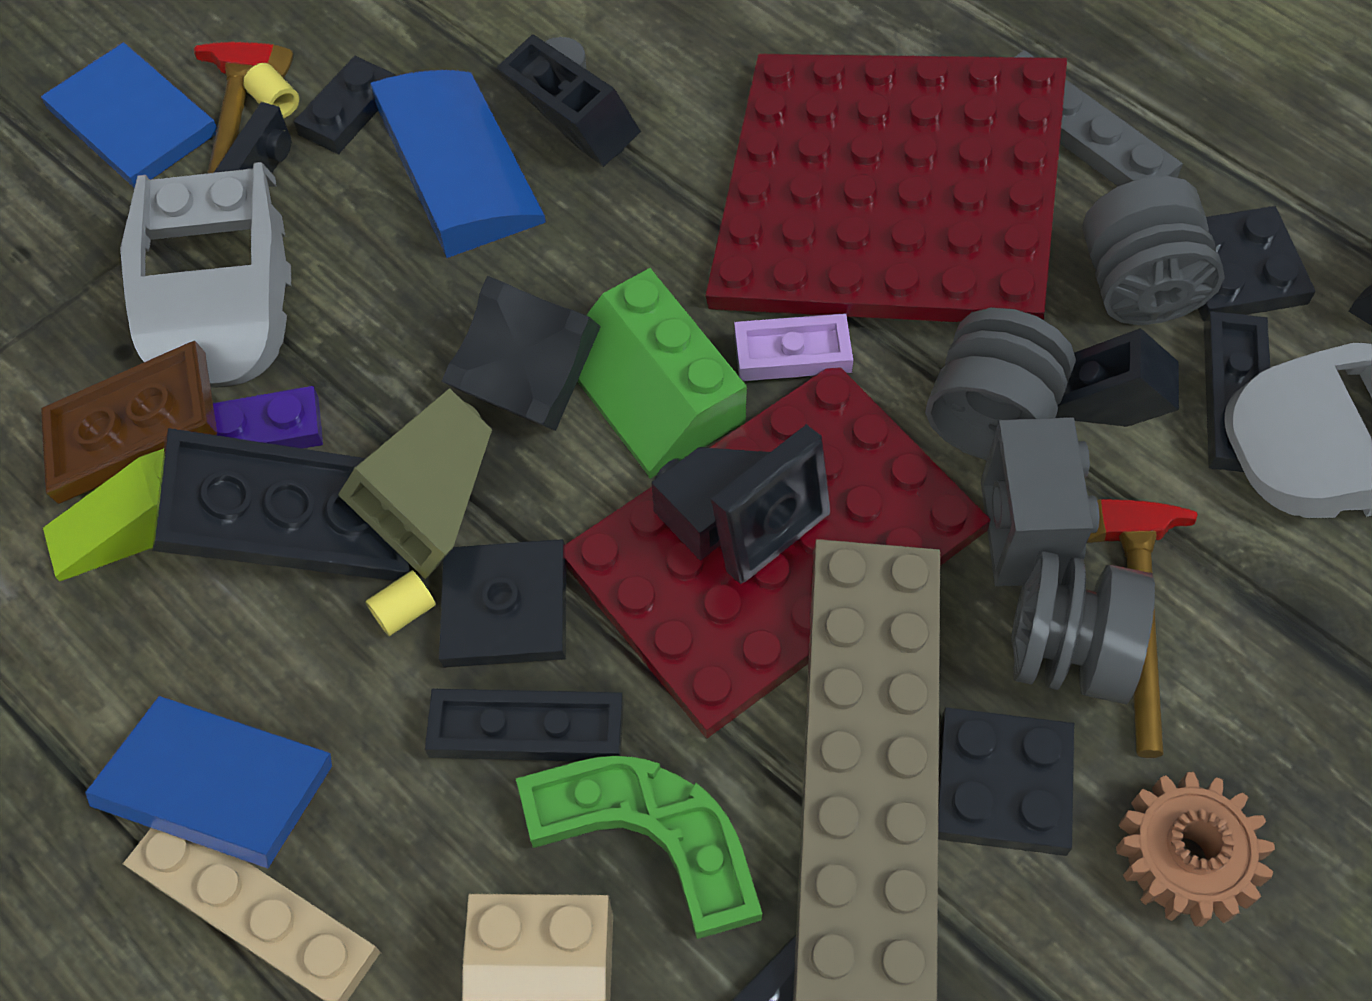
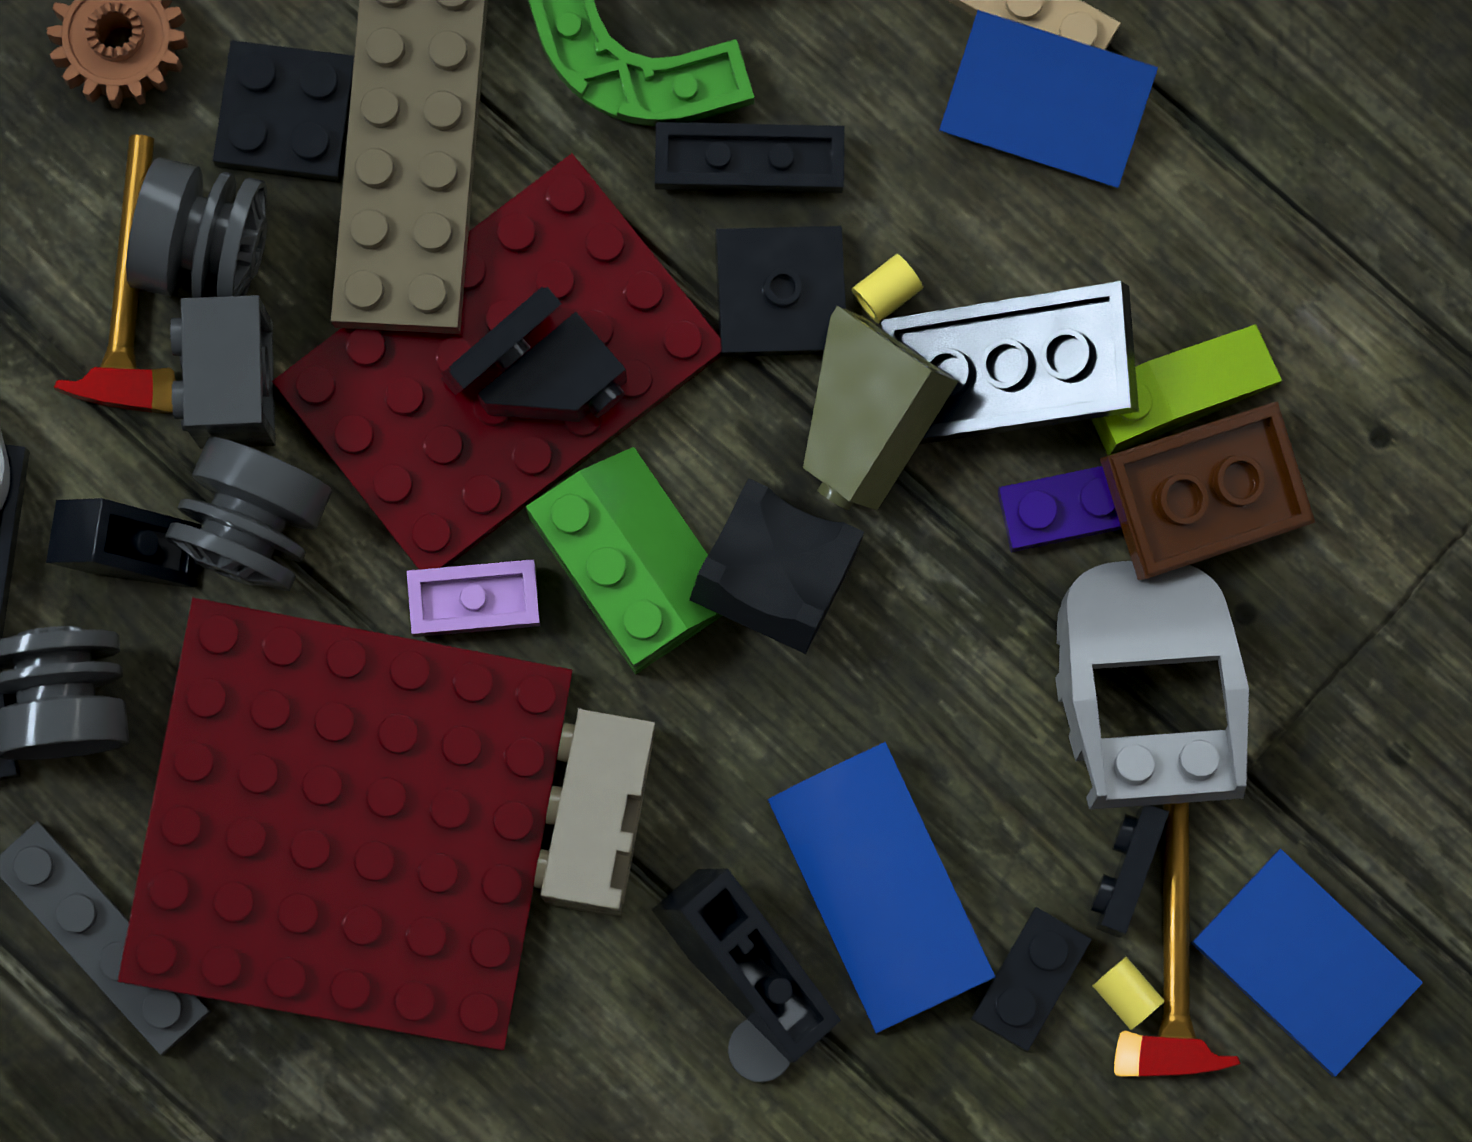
camera: 175 degrees right, 20 degrees up
(685, 178) = (595, 812): none -> dark tan wedge

